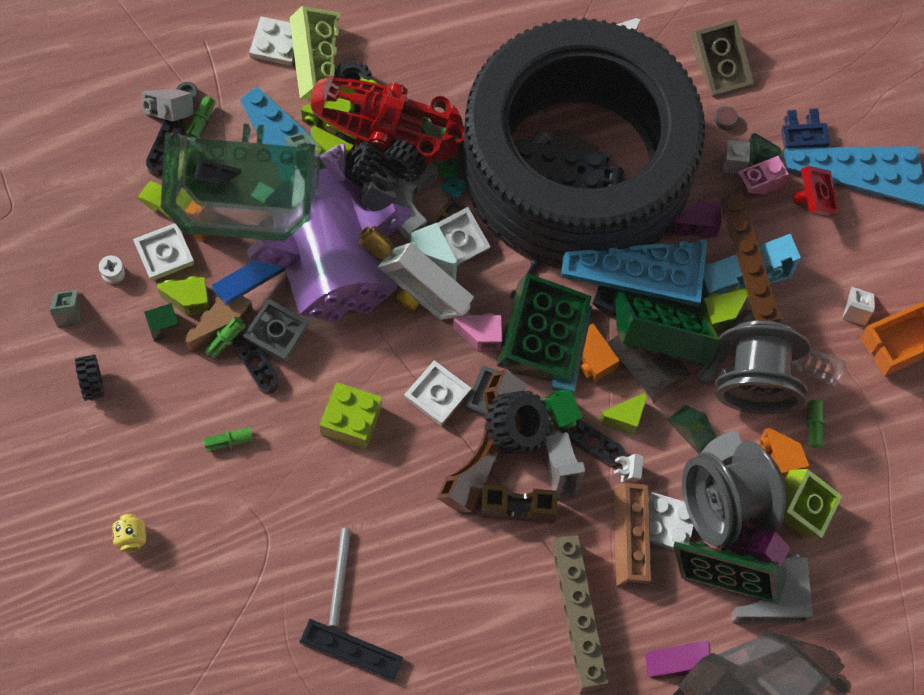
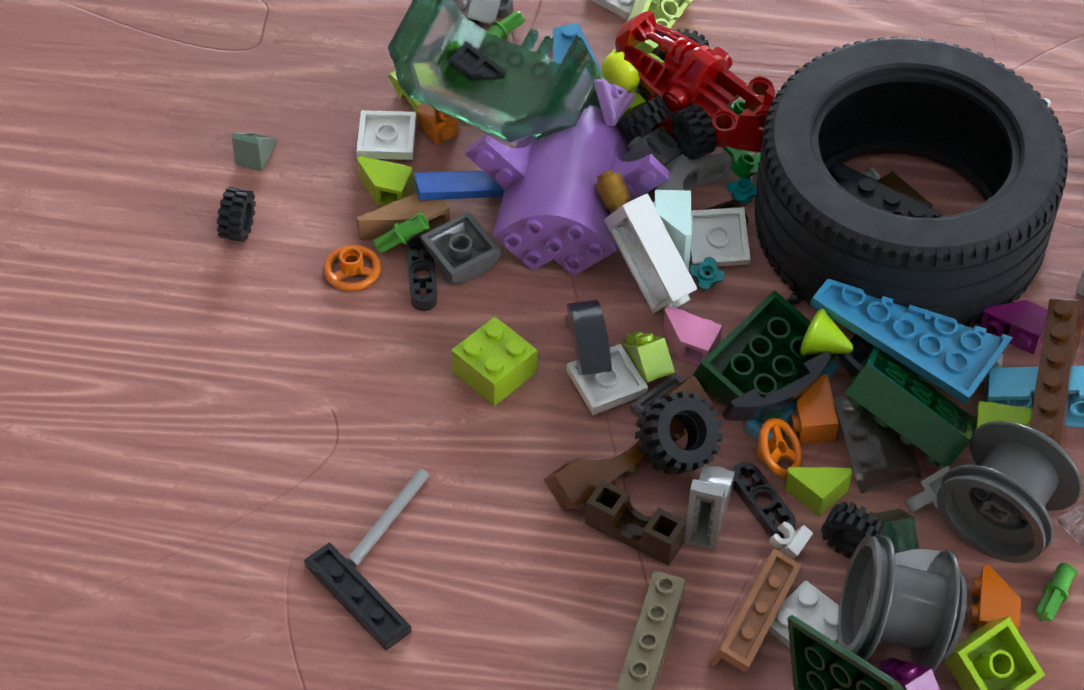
camera: 30 degrees right, 15 degrees down
(113, 275) = (322, 131): white wheel -> none
(129, 533) = (186, 376): light yellow head -> none
(160, 319) = (343, 190): dark green panel -> none
(199, 371) = (352, 264): none -> orange piece
(228, 439) = (348, 333): bright green axle -> none
(326, 134) = (619, 71): none -> neon yellow hair
(407, 300) = (625, 276): yellow tile -> none
(414, 368) = (589, 337): none -> black arch
(458, 361) = (648, 355): none -> lime slope
(471, 271) = (707, 281): none -> teal plate
(562, 408) = (741, 444): green slope -> none
(582, 298) = (824, 336): none -> lime hat
(583, 333) = (753, 406): none -> black slope
(585, 397) = (775, 448): none -> orange piece
(668, 442) = (848, 526): none -> black tyre
(706, 383) = (931, 485): none -> light grey plate

